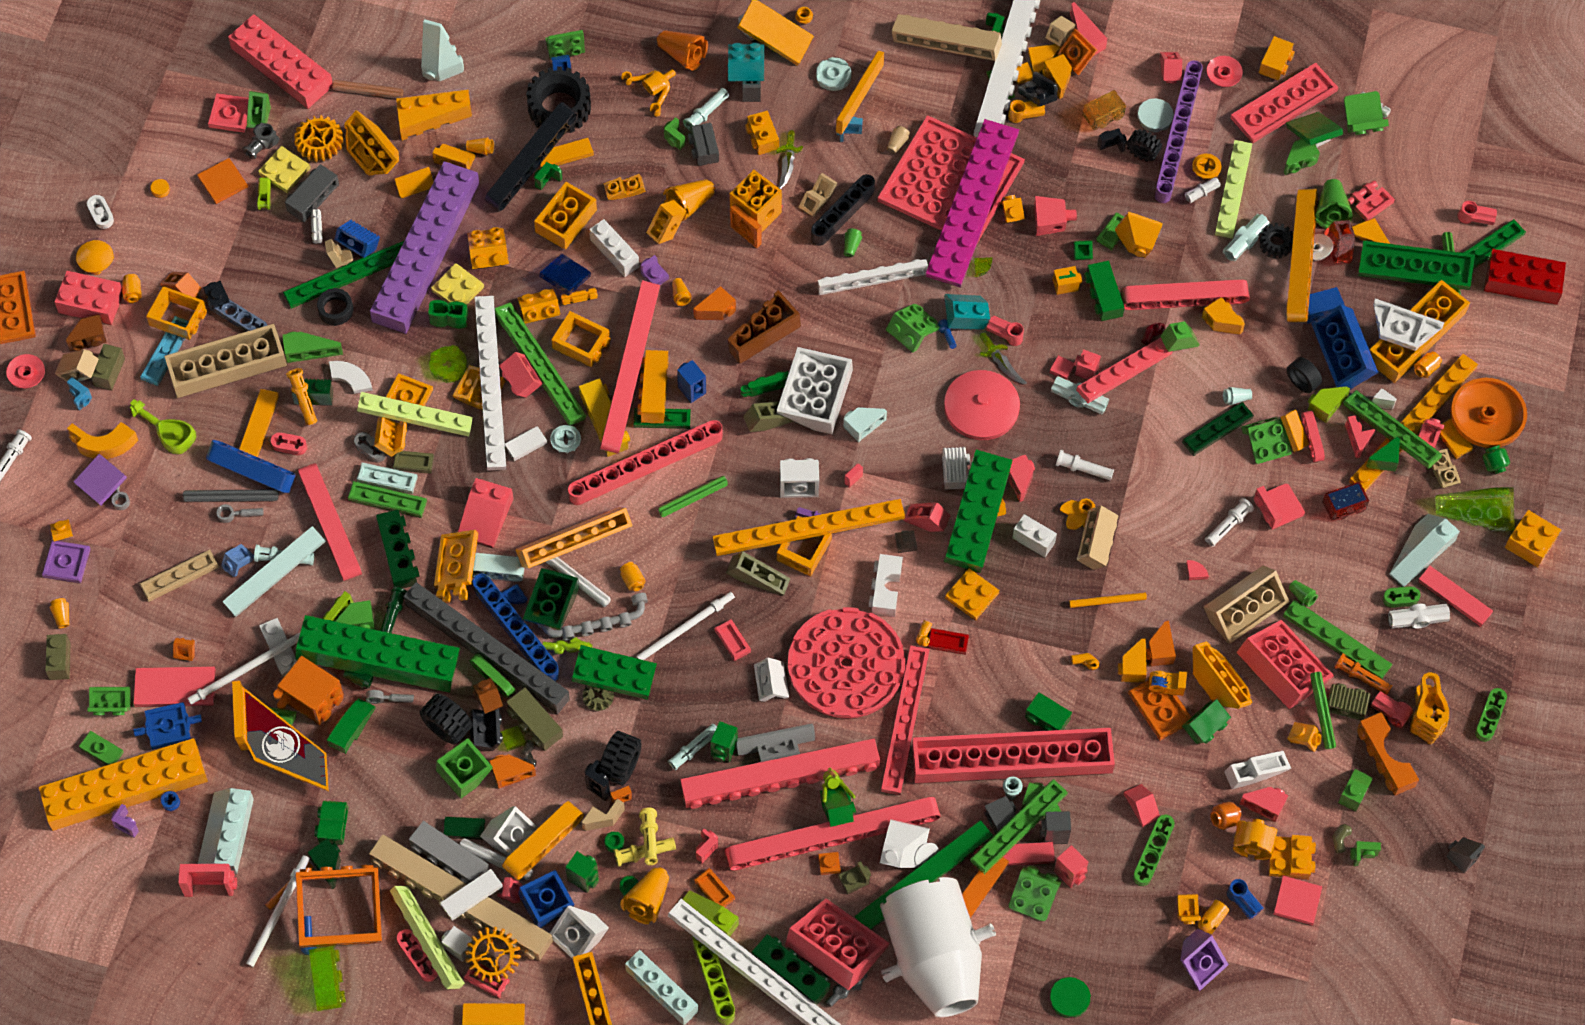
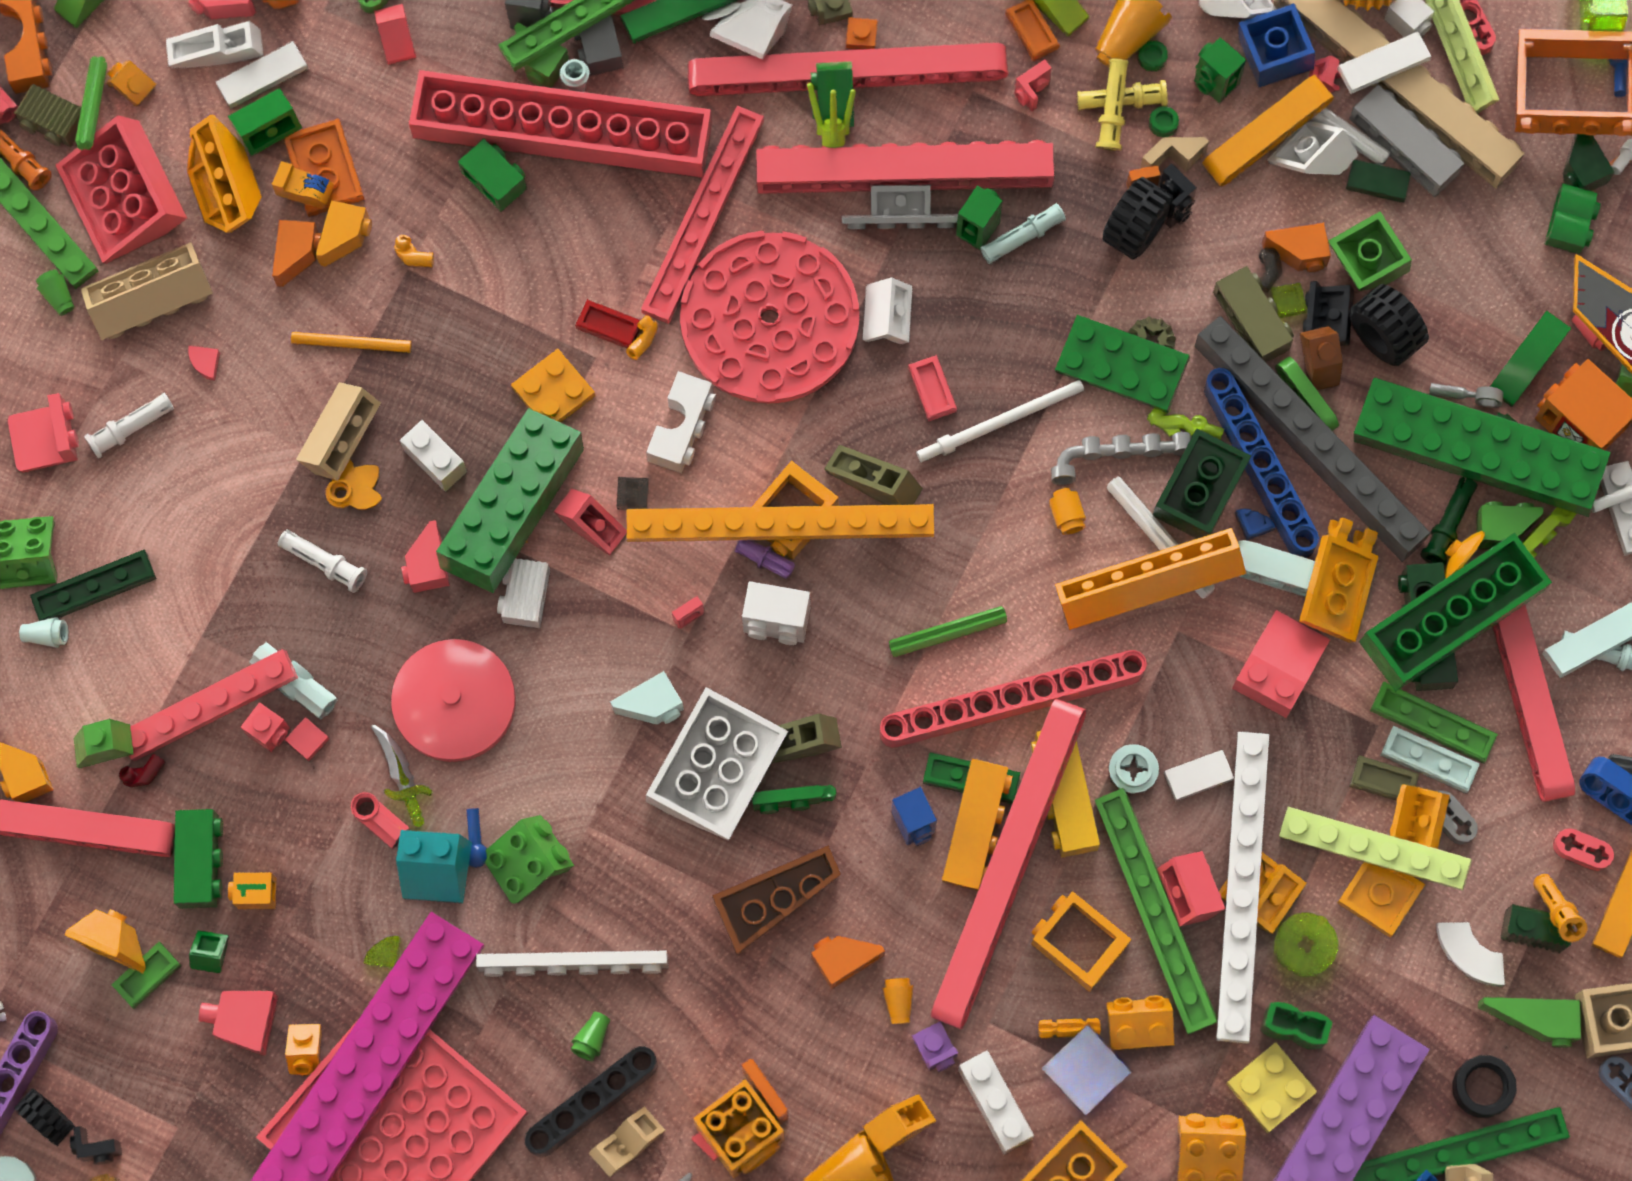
camera: 165 degrees left, 10 degrees up
(380, 588) = (1461, 552): none -> light orange dish
(382, 543) = (1455, 612): none -> green brick
(1220, 759) = (261, 75): none -> white tile

